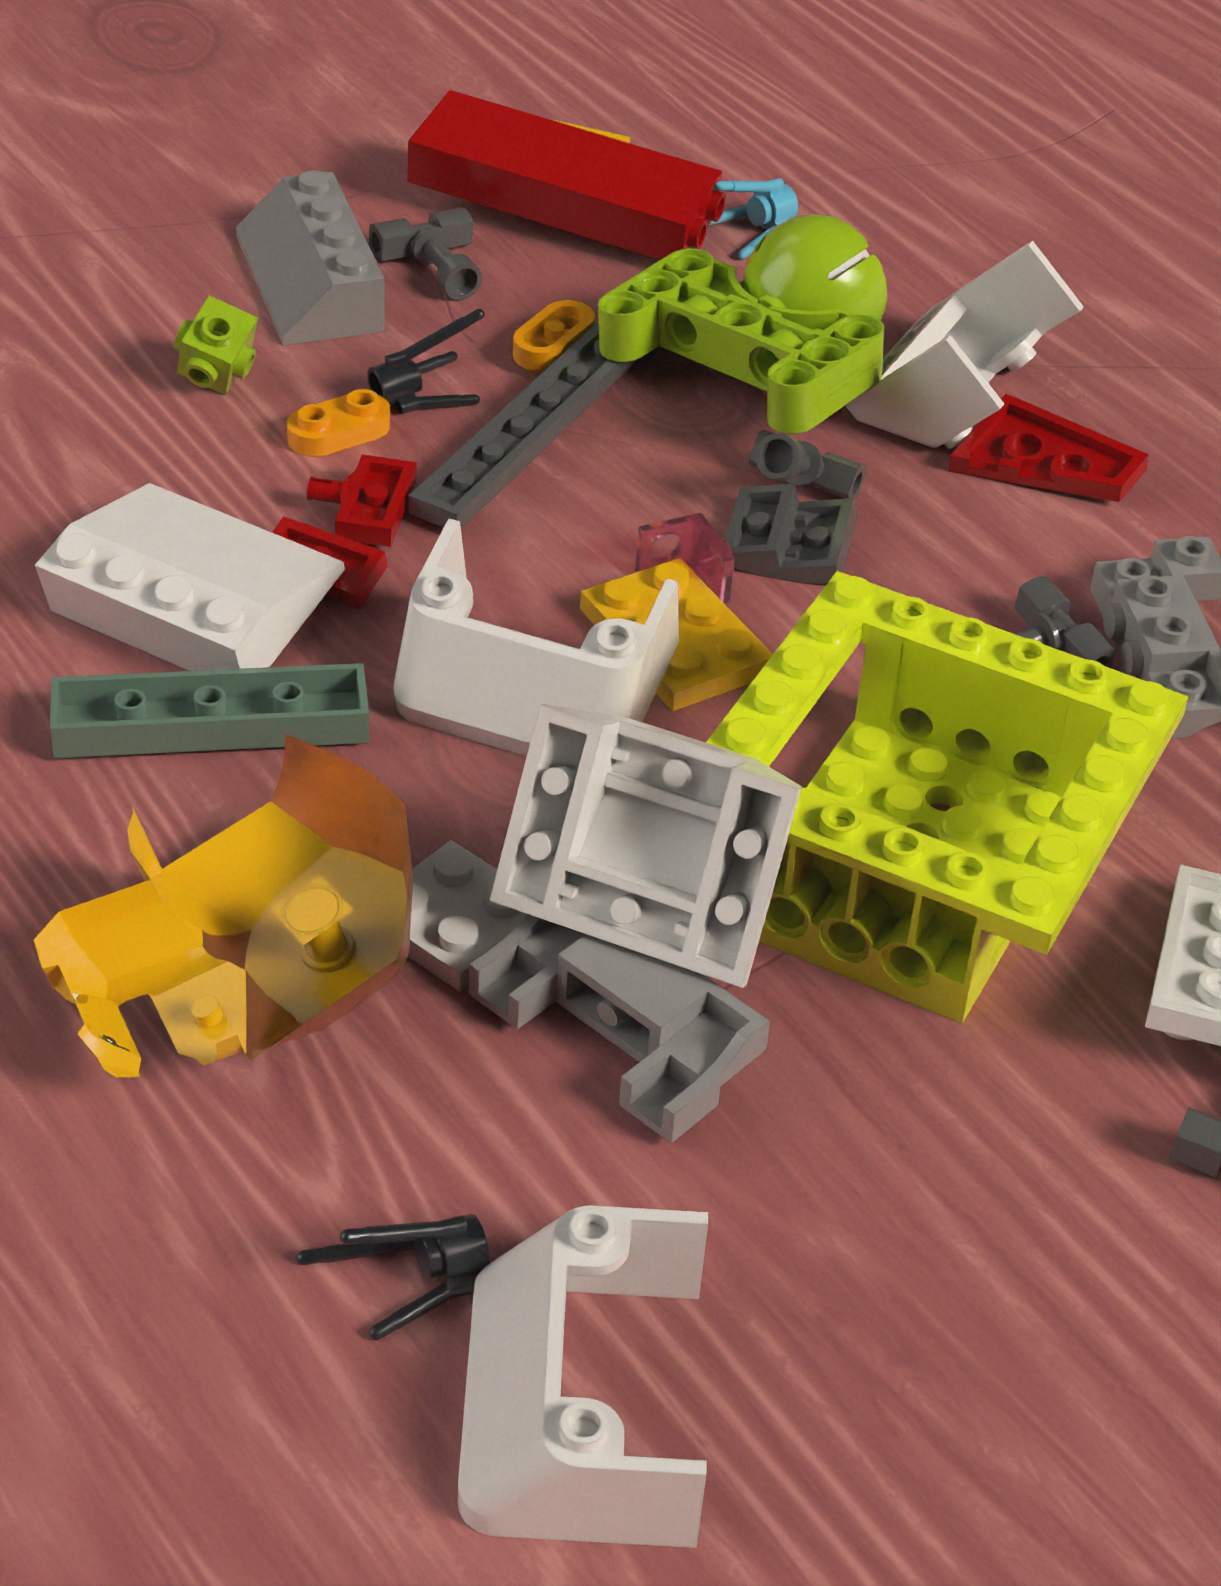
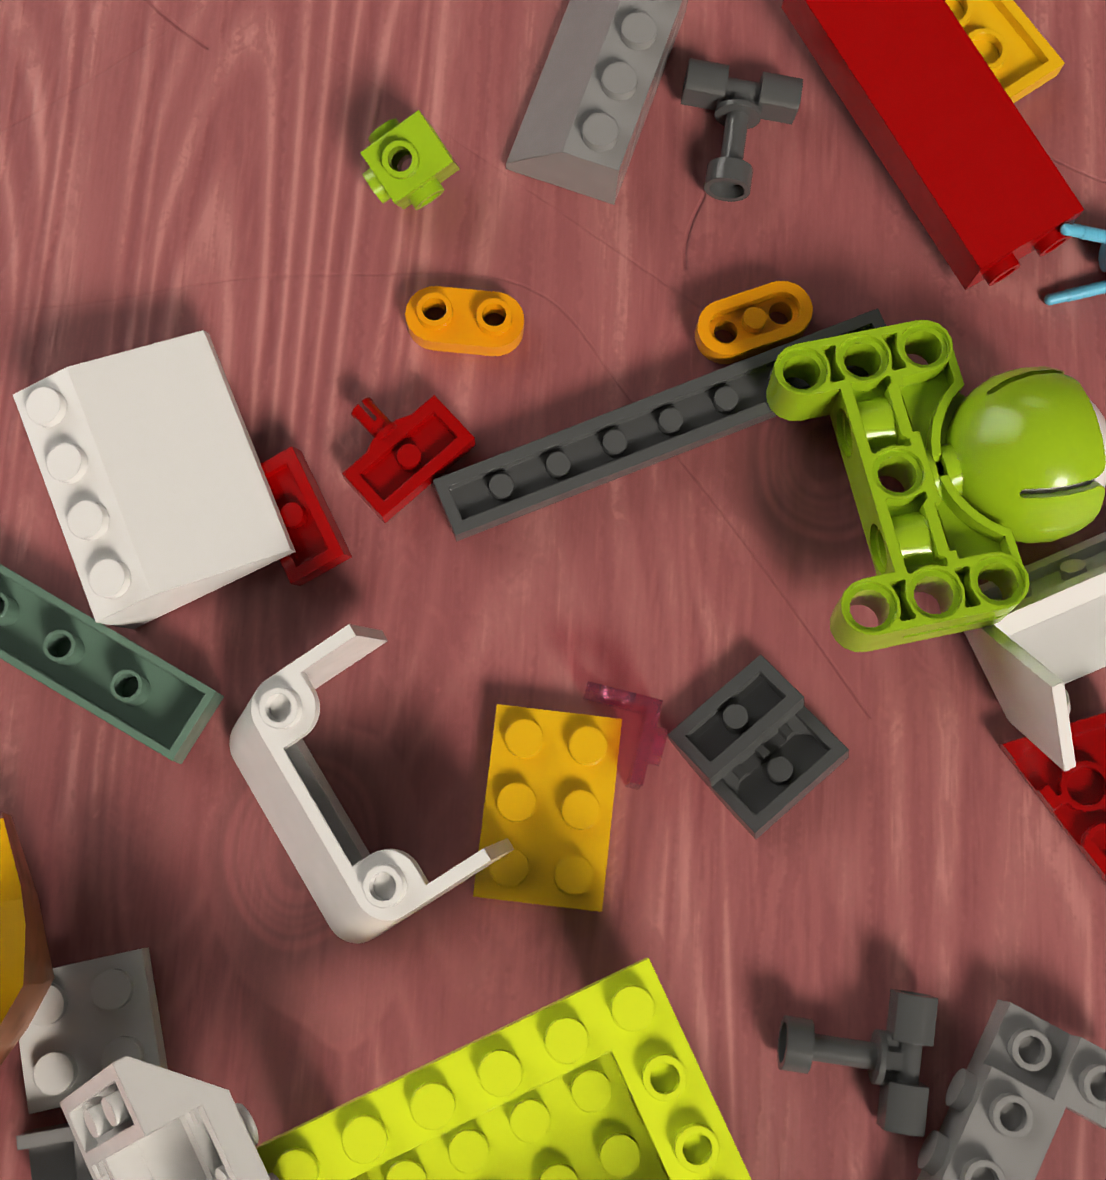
camera: 35 degrees right, 35 degrees up
(401, 378) = (554, 299): black plant -> none
(801, 464) = (833, 672): dark grey bar -> none

